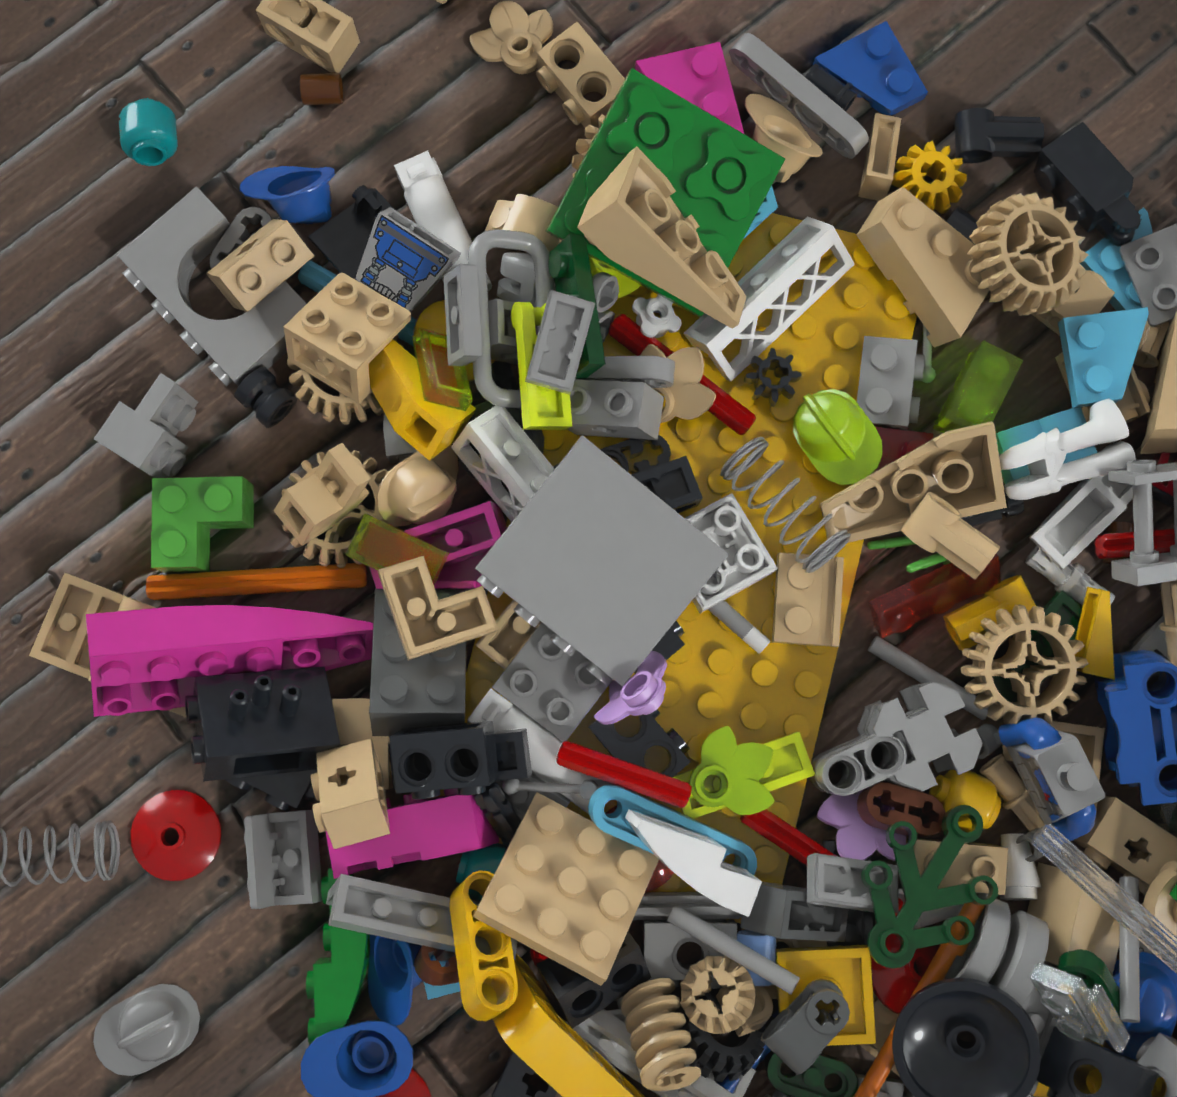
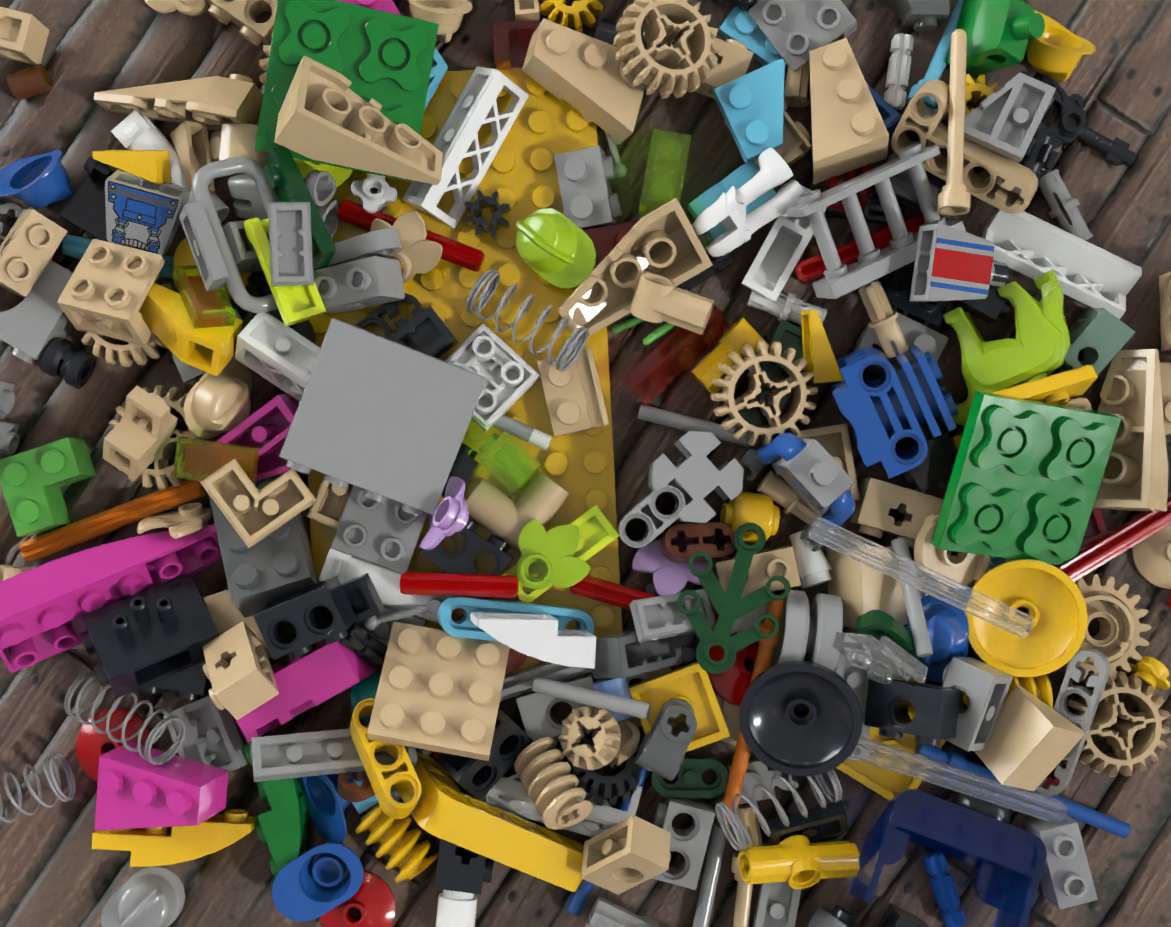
camera: 15 degrees left, 5 degrees up
(172, 780) = (152, 738): none -> light grey piece
(211, 899) = (151, 796): none -> dark pink wedge
(231, 965) = (177, 844): none -> yellow slope
(334, 609) = (187, 520): none -> tan plate
(423, 211) = (146, 164): none -> yellow piece
(458, 1045) = (397, 843): none -> yellow piece
(473, 210) = (192, 149): none -> tan piece
(485, 161) = (198, 100): none -> tan wedge
(697, 717) = (508, 517): none -> tan brick
(720, 653) = (508, 461): none -> clear neon green brick
(853, 203) = (512, 42): none -> clear red panel

